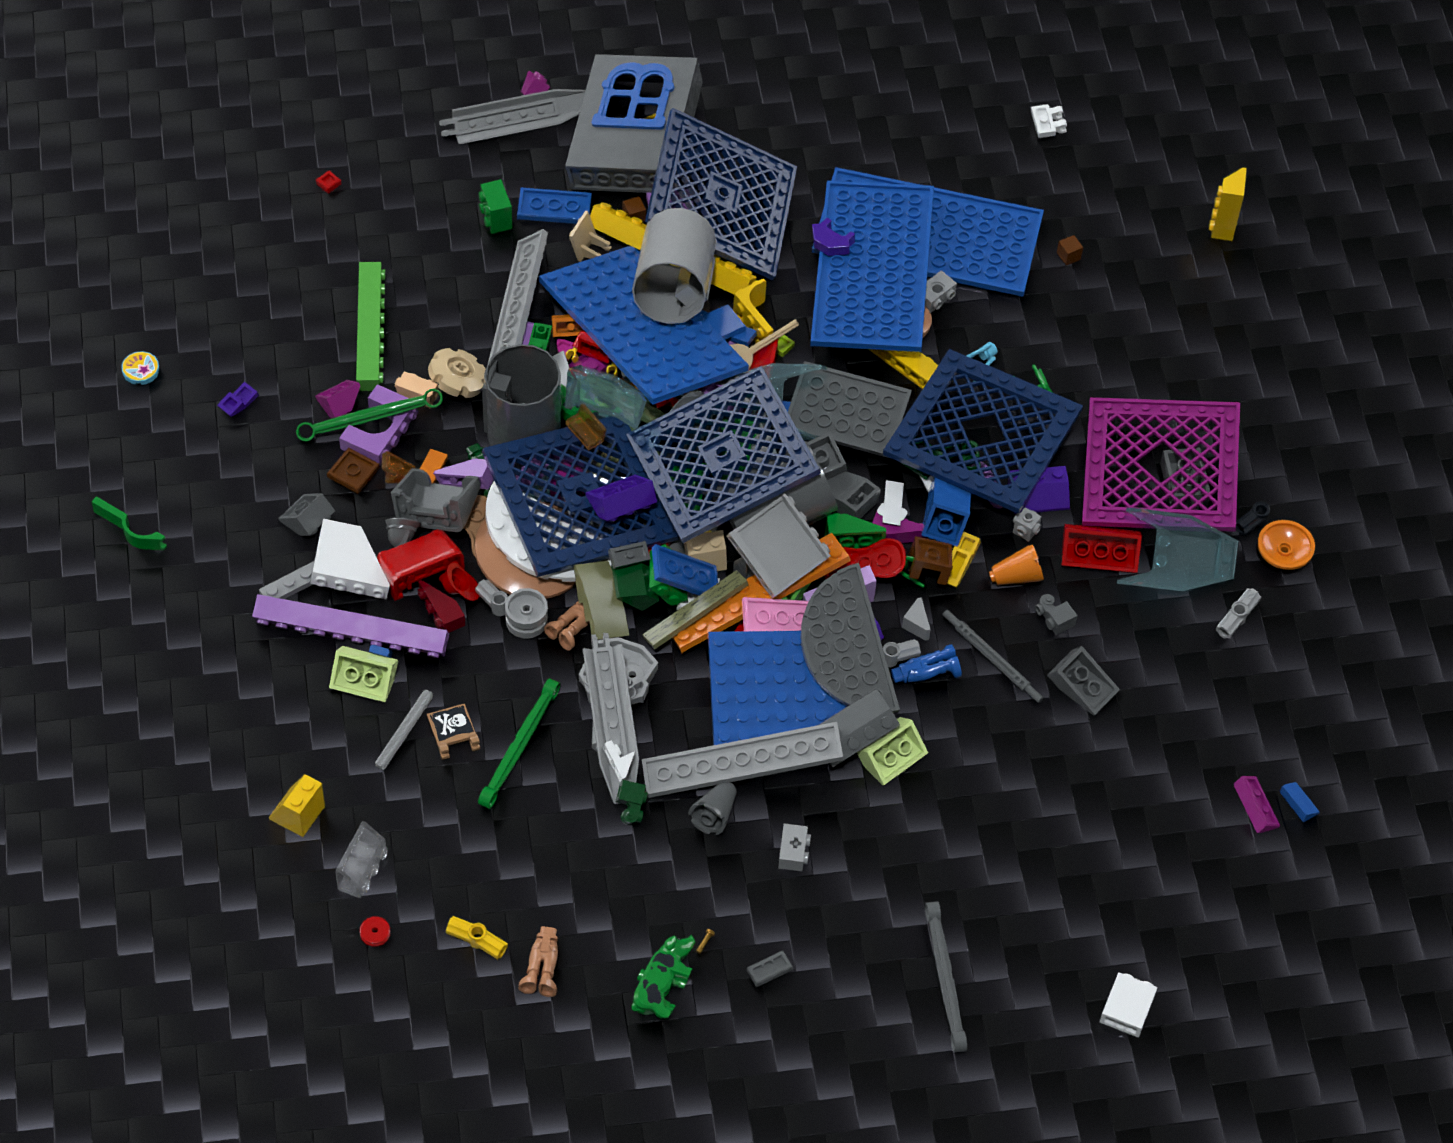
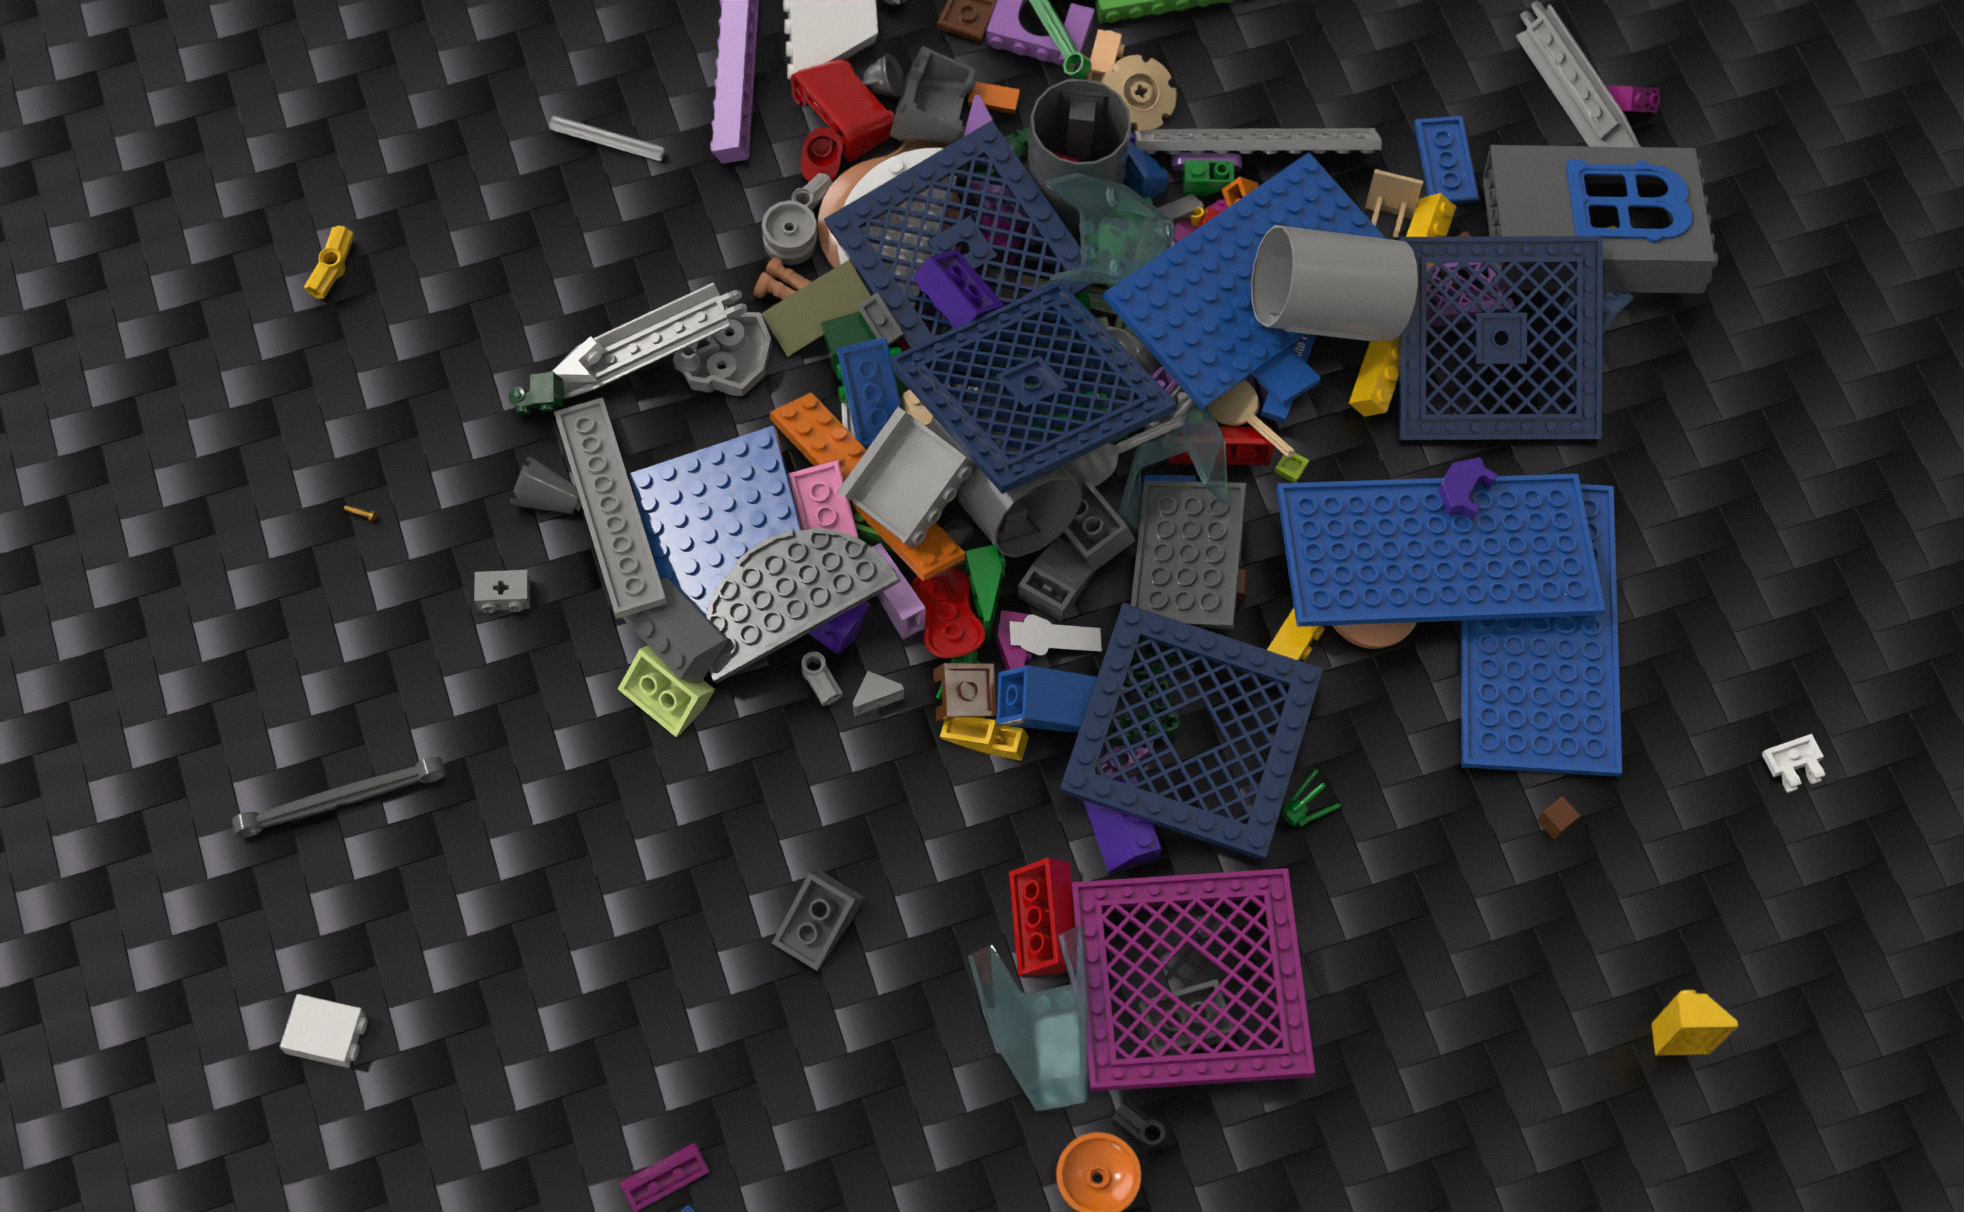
camera: 80 degrees right, 10 degrees up
(300, 806) = (473, 47): yellow slope -> none
(361, 861) = (410, 121): clear slope -> none
(363, 673) = (675, 79): yellowish green slope -> none
(371, 924) = (324, 154): red piece -> none
(380, 651) = (706, 90): blue tile -> none
(395, 467) = (978, 56): clear orange slope -> none
(444, 609) = (780, 147): dark red slope -> none
(451, 727) = (617, 189): flag -> none
(489, 793) = (526, 241): green piece -> none
(495, 206) = (1412, 87): green brick -> none
(546, 951) = (317, 337): nougat piece -> none
(587, 427) = (1052, 231): clear orange panel -> none
(661, 973) = (294, 465): green animal -> none
(695, 609) = (819, 412): olive tile -> none
(744, 306) = (1327, 404): yellow bracket -> none
(769, 968) = (327, 589): dark grey plate -> none
(918, 669) = (798, 702): blue piece -> none
(939, 290) = (1427, 633): light grey brick -> none
(986, 352) = (1345, 727): medium azure plant -> none
(1016, 677) = (839, 798): dark grey axle -> none
(1018, 568) = (982, 812): orange cone -> none
(1027, 524) = (1059, 821): light grey brick -> none
(1057, 618) = (914, 873): dark grey brick -> none
(1243, 606) = (988, 1129): light grey piece -> none

